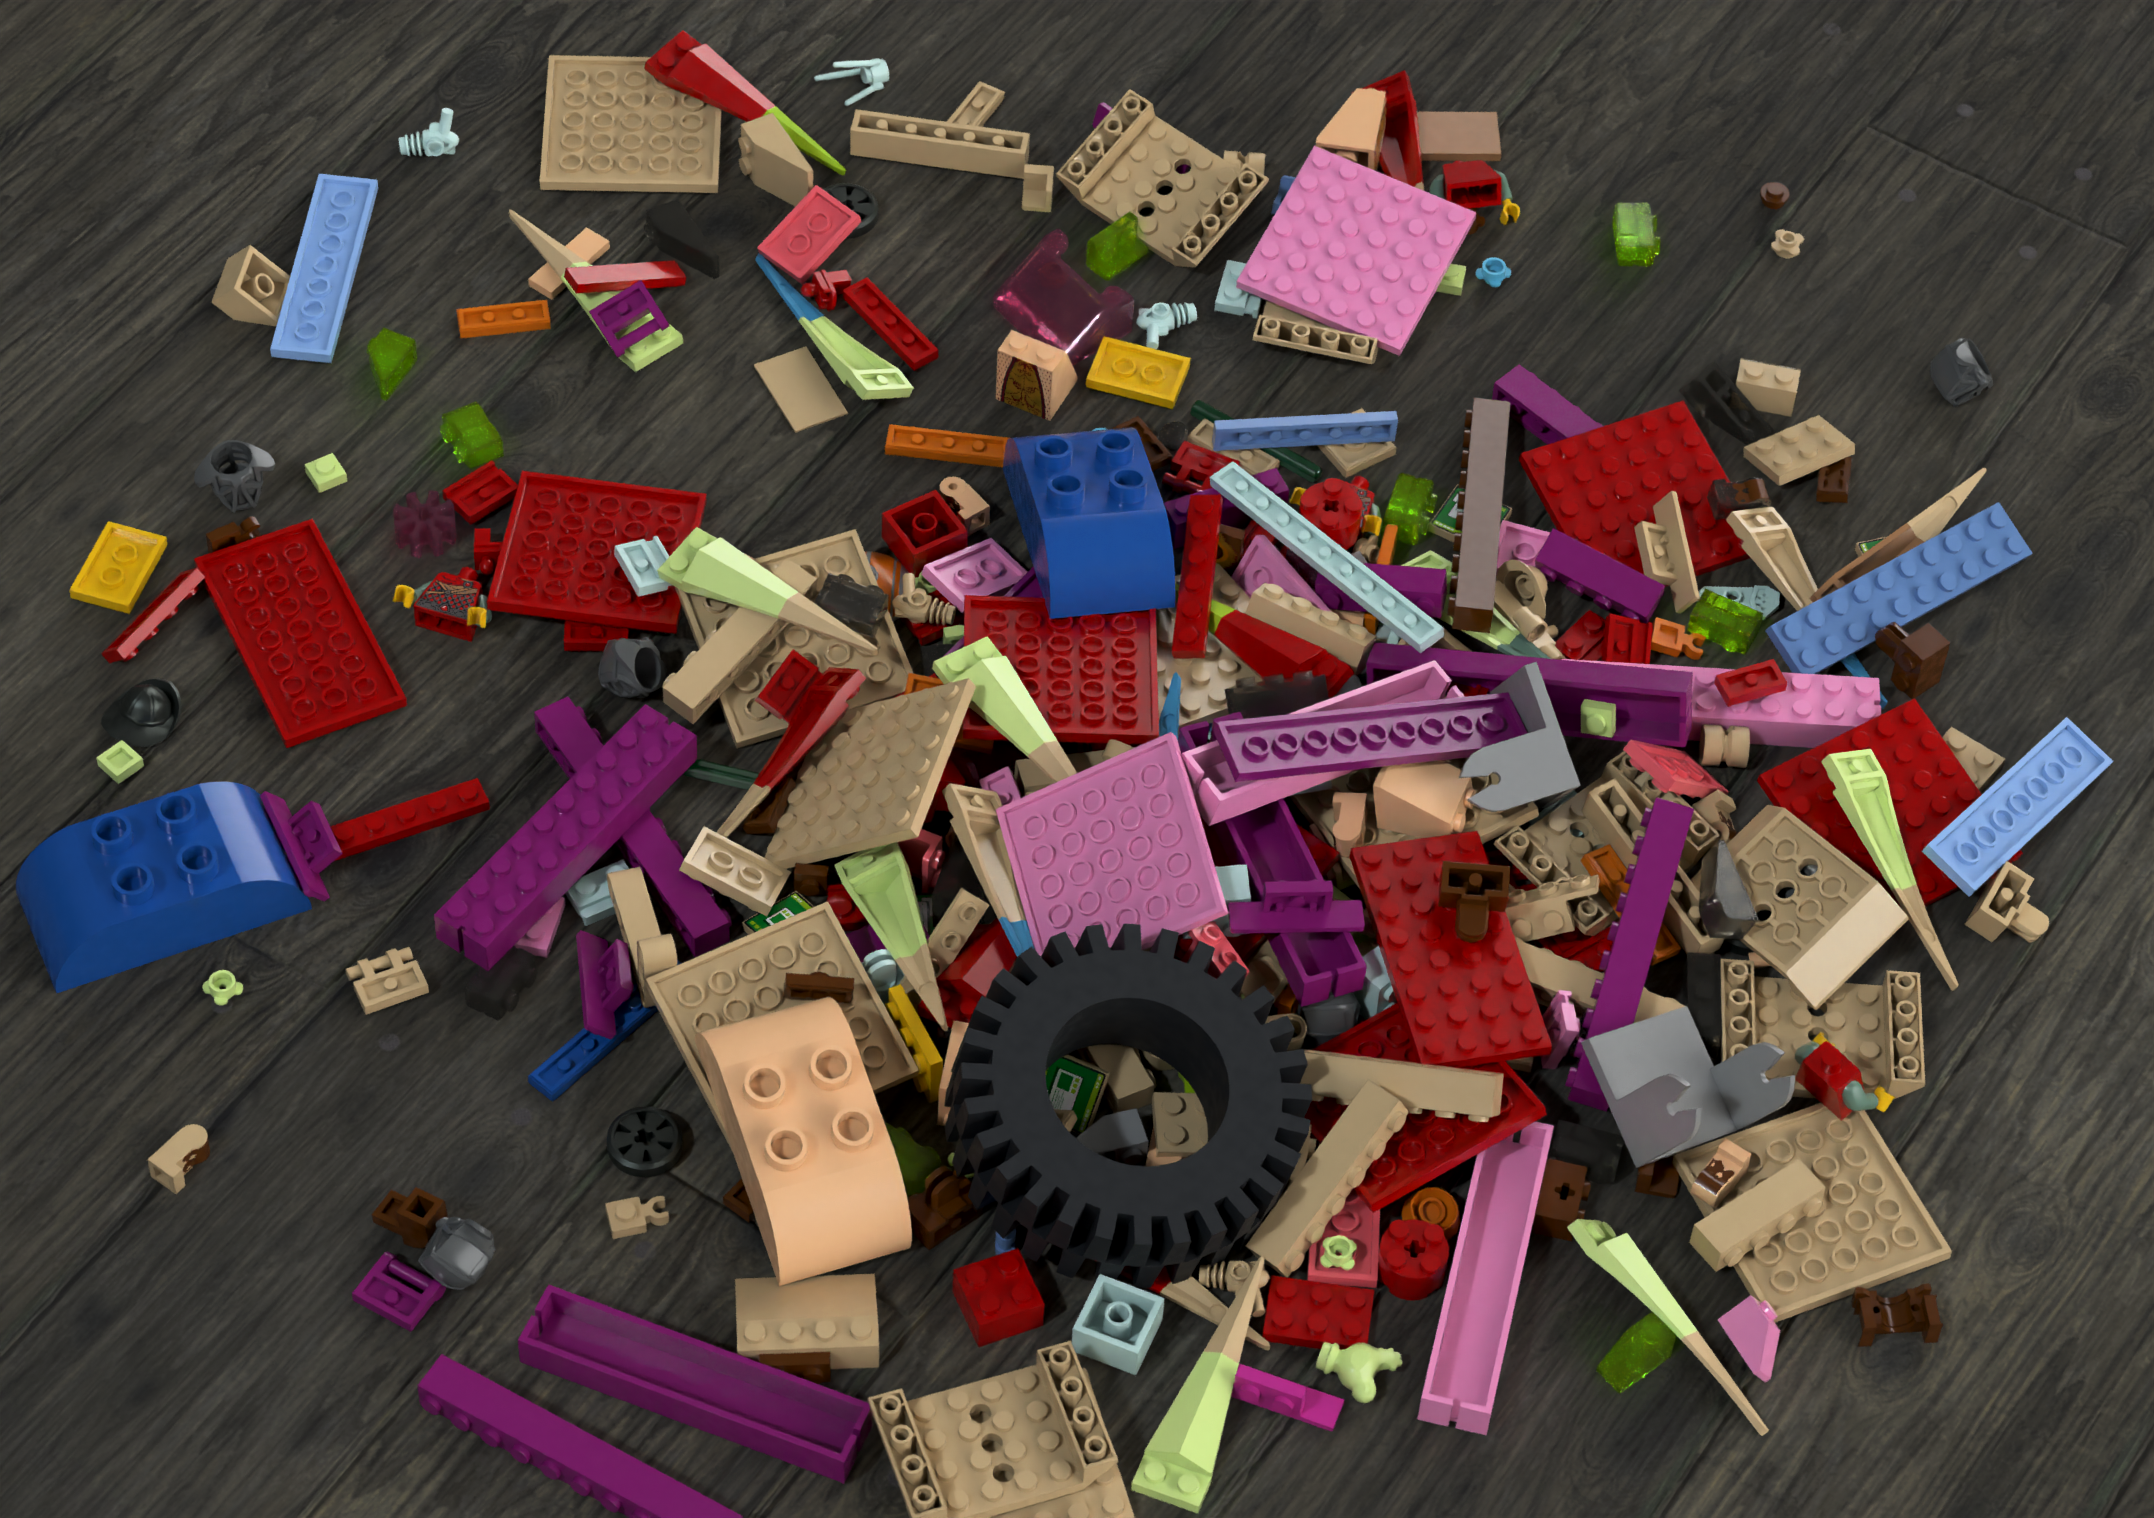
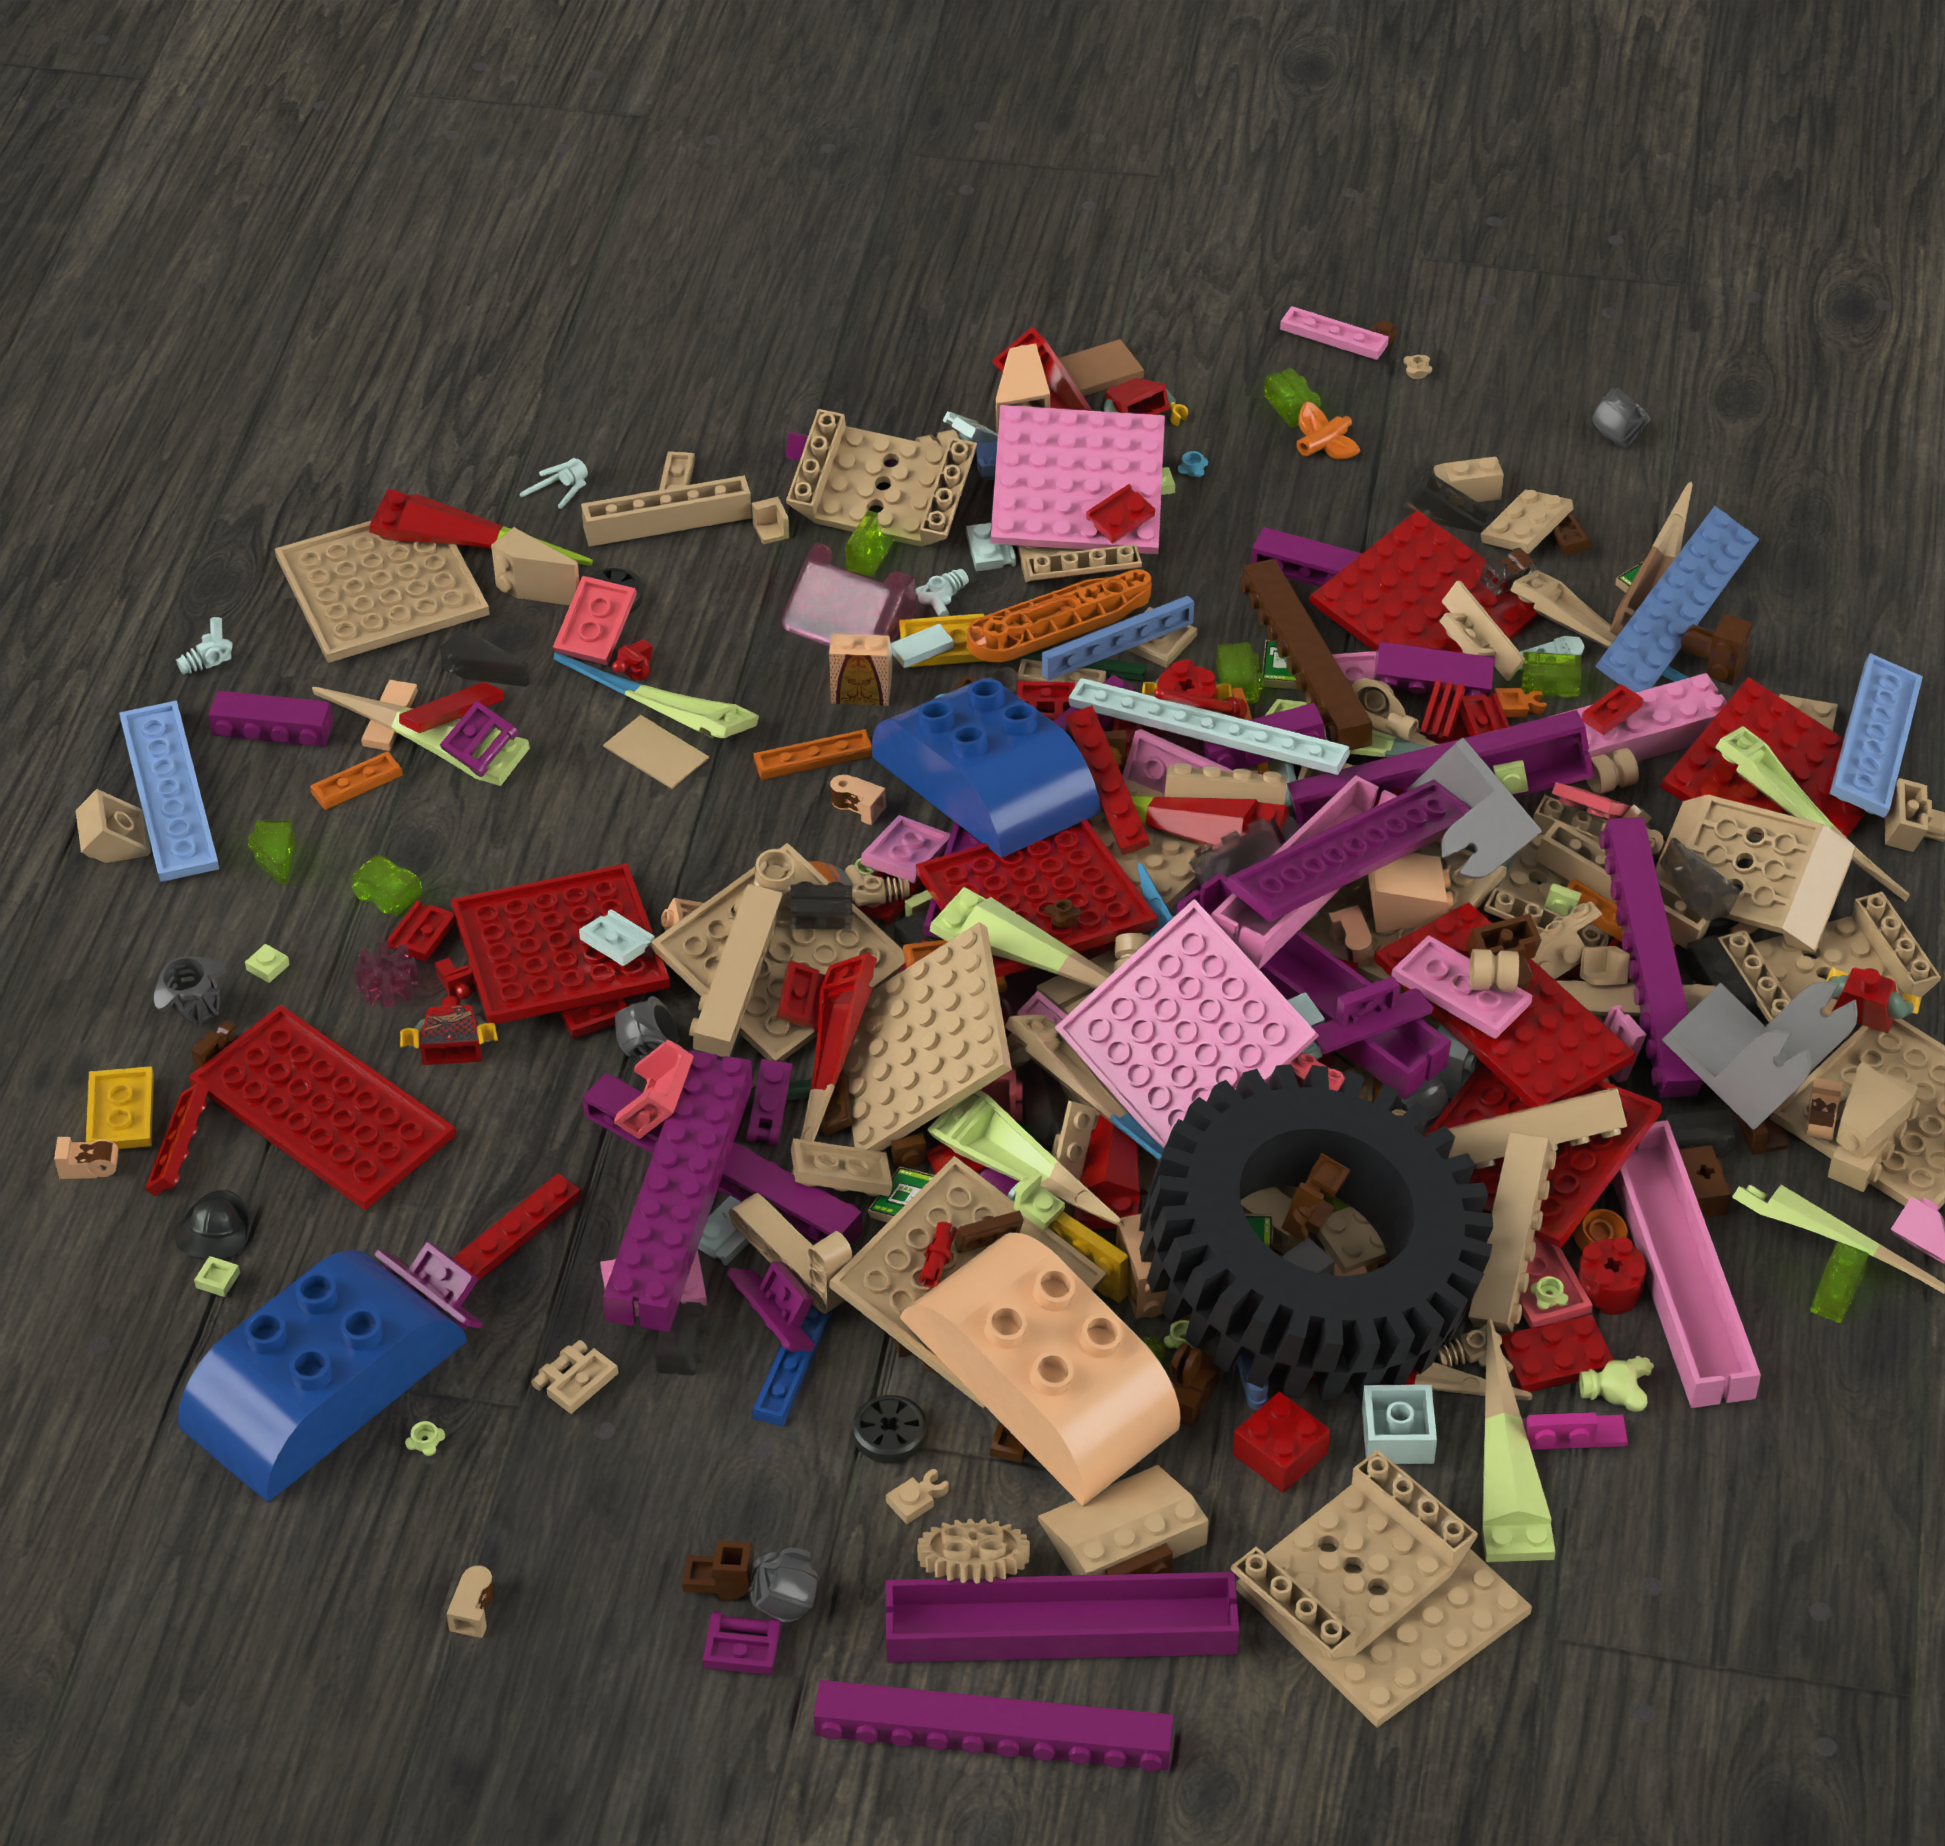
camera: 20 degrees left, 5 degrees down
(62, 604) = (85, 1159): none -> light nougat leg
(455, 228) = (270, 718): none -> magenta brick
(575, 748) = (665, 1076): none -> coral panel
(648, 1288) = (973, 1550): none -> tan gear
(707, 781) = (769, 1101): none -> magenta plate
(726, 574) = (697, 916): yellowish green plate -> none
(758, 992) = (937, 1254): none -> red pin
(819, 556) = (775, 871): none -> tan wheel
(882, 975) = (1037, 1202): none -> yellowish green bracket
(890, 324) = (706, 671): red plate -> none
(923, 531) = (840, 829): red brick -> none
(1068, 697) = (1063, 913): none -> reddish brown plate
(1108, 371) = (921, 645): none -> light aqua tile
(1126, 1074) = (1308, 1207): none -> reddish brown piece
(1259, 387) = (1057, 616): none -> orange beam
(1282, 156) = (969, 428): none -> light aqua plate
(1370, 544) = (1231, 706): none -> red piece
(1375, 301) = (1120, 513): none -> red plate
(1409, 915) = (1444, 980): none -> bright pink plate
(1445, 912) = (1495, 970): none -> tan wheel
(1579, 861) = (1562, 899): none -> yellowish green plate
(1580, 618) = (1430, 712): none -> red tile
(1580, 945) = (1604, 965): none -> tan panel
(1646, 285) = (1324, 434): none -> orange plant
(1720, 178) = (1334, 333): none -> bright pink plate
(1754, 1194) = (1872, 1111): none -> tan slope

